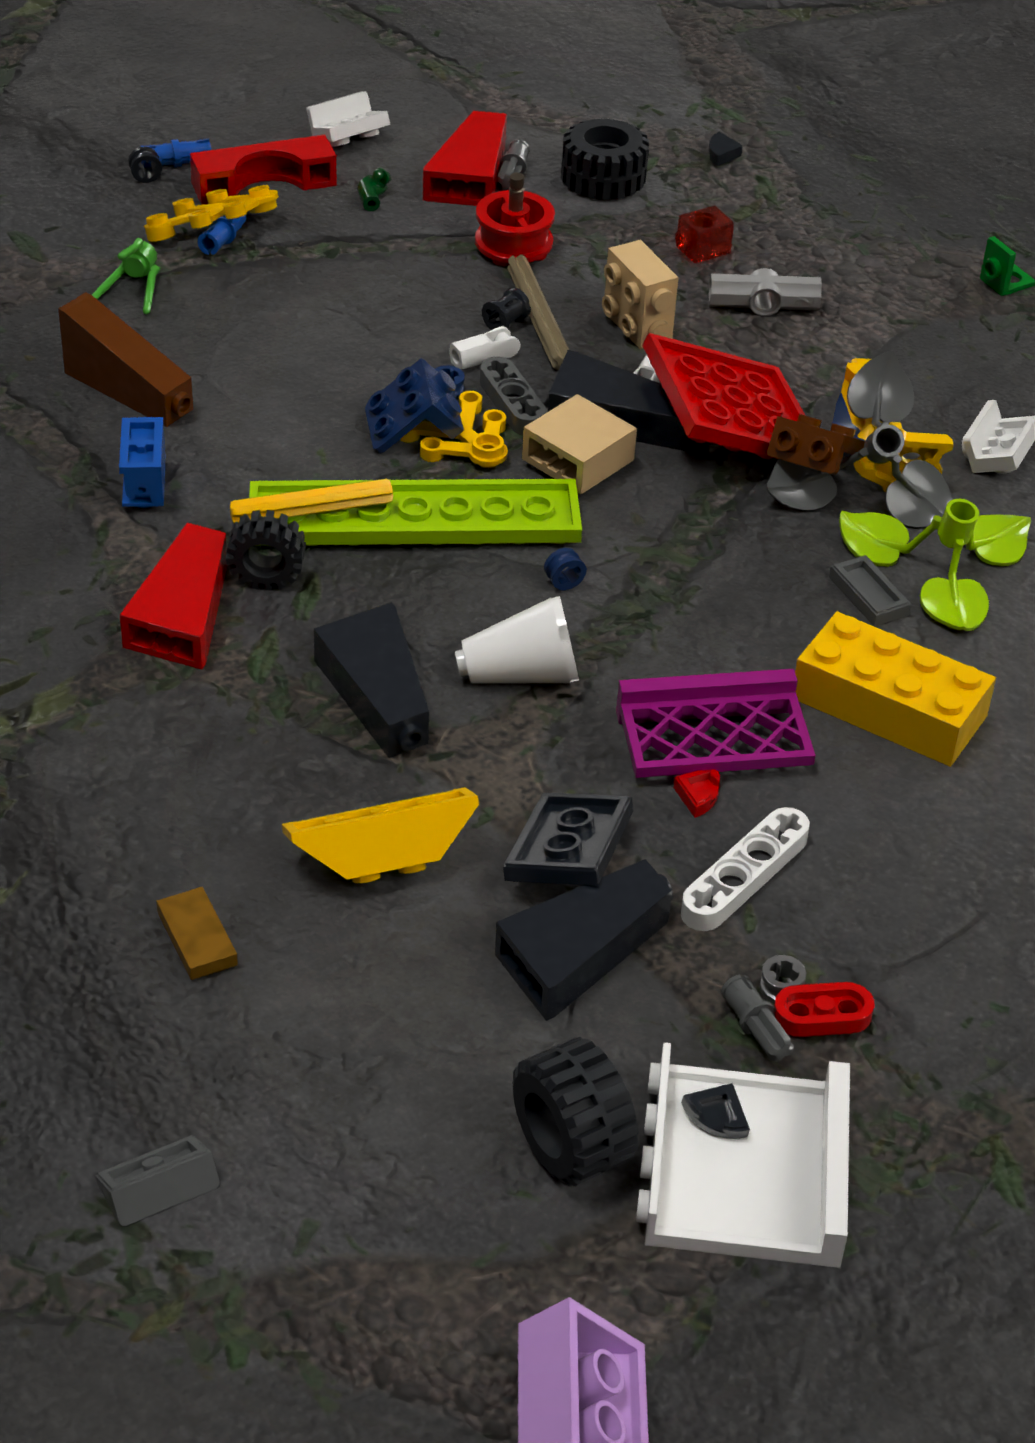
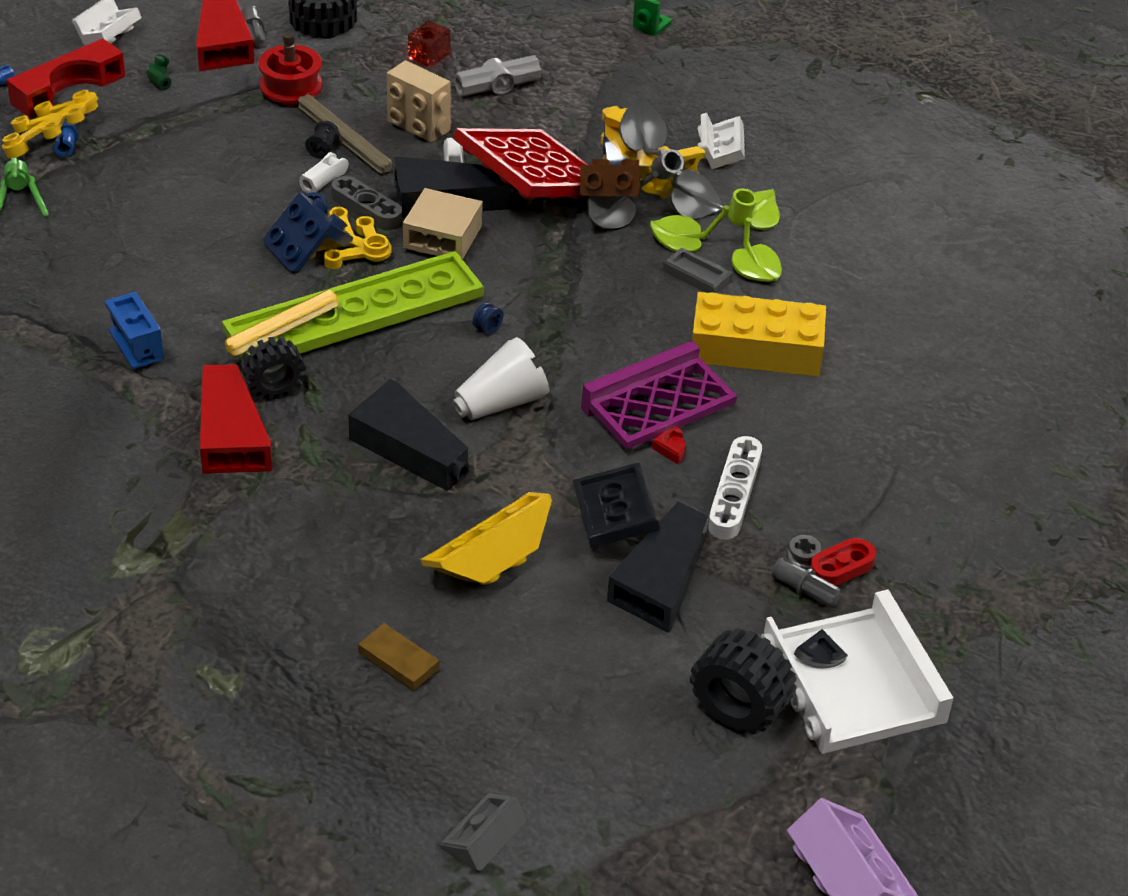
camera: 25 degrees left, 0 degrees up
(120, 362) = (65, 260): reddish brown slope -> none

